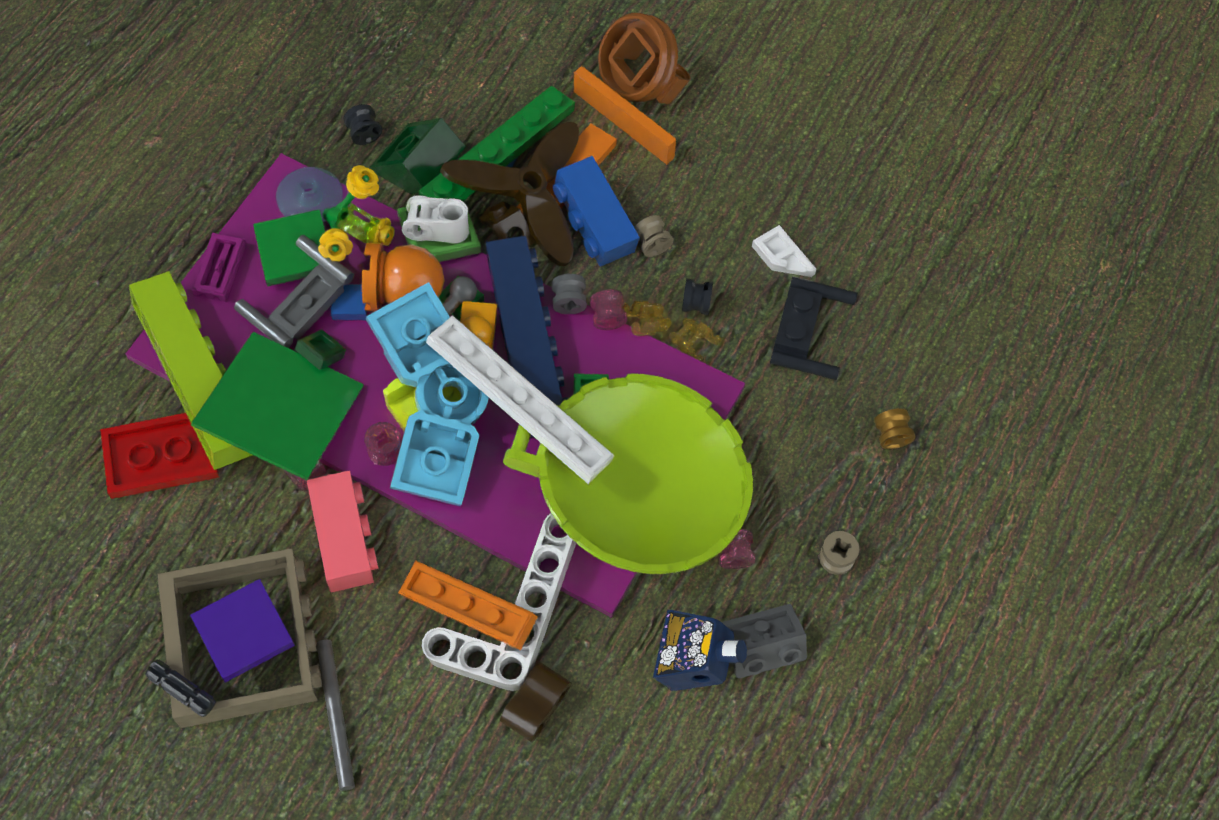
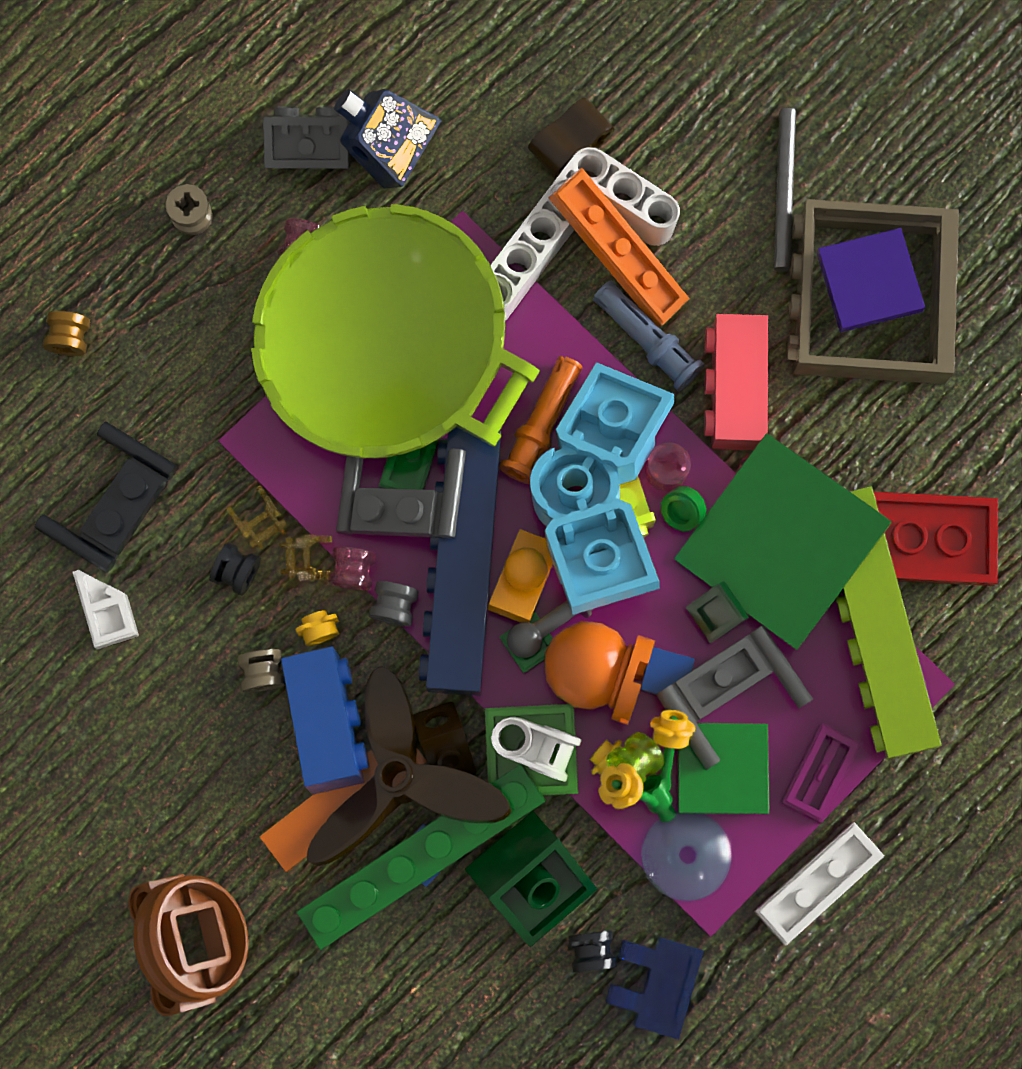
camera: 160 degrees left, 15 degrees up
(180, 688) = (947, 231): black axle -> none
(208, 206) = (819, 883): none -> white tile
(304, 118) = (666, 988): none -> clear blue plate
(361, 414) = (683, 508): none -> green tile
(412, 539) = (661, 347): none -> sand blue pin
(496, 438) = (534, 437): none -> orange pin
(520, 399) = (502, 435): white tile -> none
(582, 350) = (401, 510): none -> dark grey plate
(621, 272) = (318, 628): none -> yellow plate
(624, 115) = (236, 870): orange tile -> none

